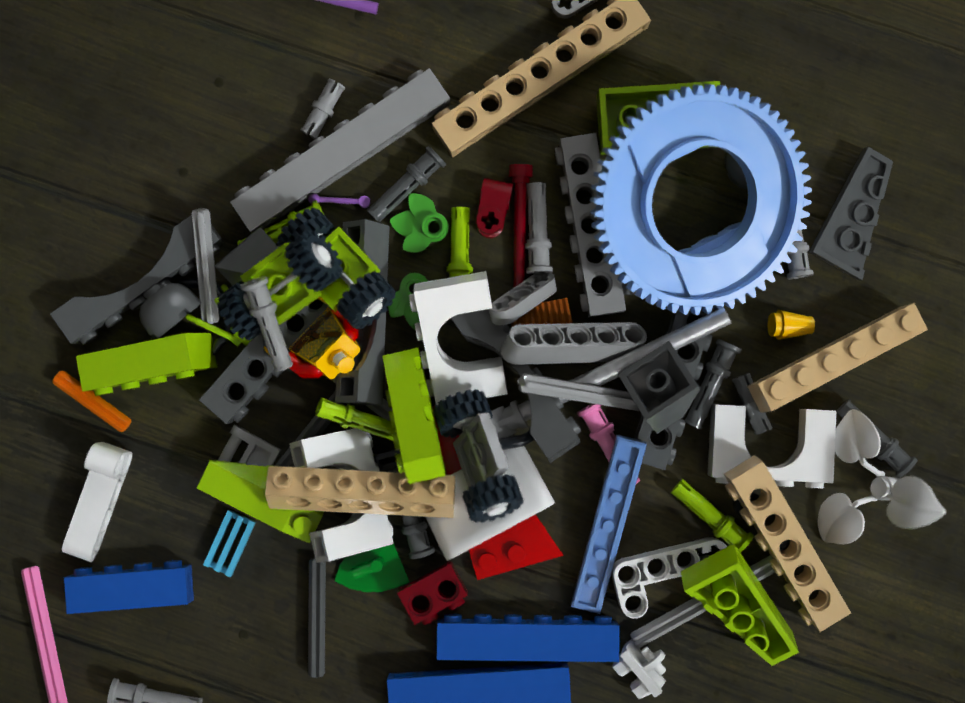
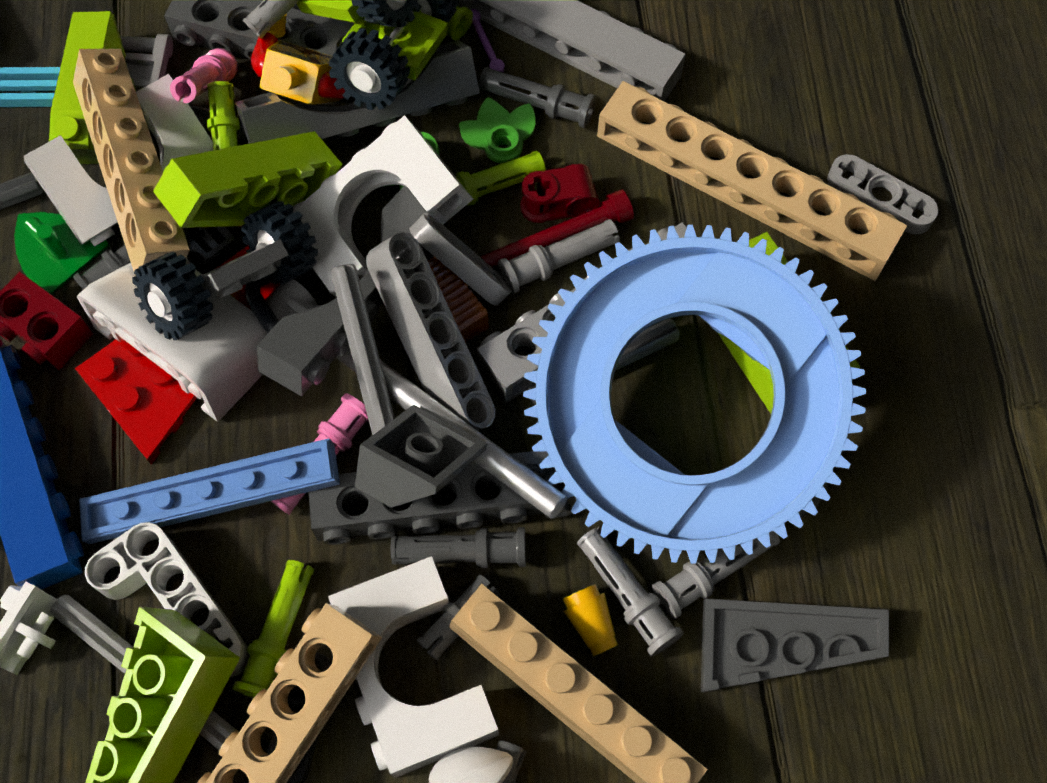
camera: 65 degrees right, 20 degrees down
(292, 410) = (206, 69): none -> bright pink pin
(796, 292) = (639, 606): none -> light grey pin

